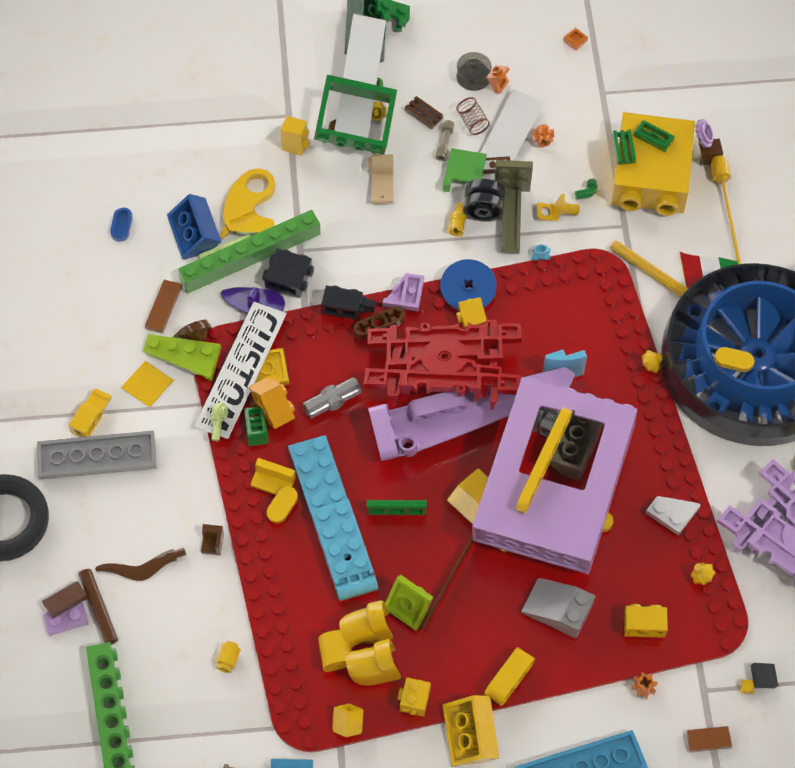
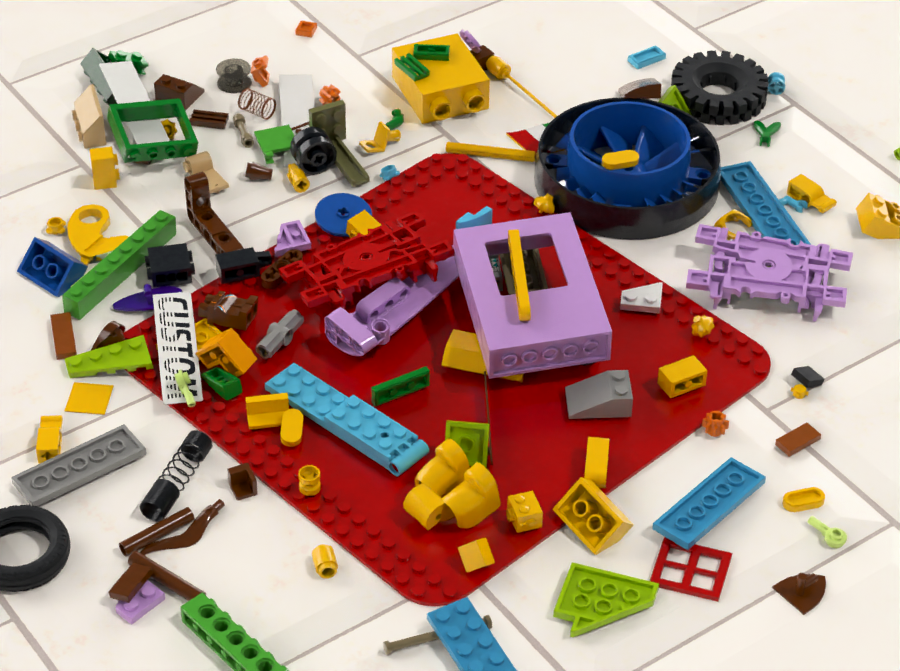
camera: 30 degrees left, 20 degrees down
(117, 555) = (156, 531): none -> reddish brown piece
(141, 523) = (164, 492): none -> black piece
(224, 175) = (55, 226): none -> yellow plate
(263, 566) = (309, 480): none -> yellow wheel
(304, 352) = (229, 310): none -> reddish brown hips
(314, 74) = (89, 119): none -> tan slope
(349, 246) = (204, 217): none -> reddish brown beam
(414, 67) = (173, 88): none -> reddish brown slope
(428, 197) = (256, 171): none -> reddish brown cone

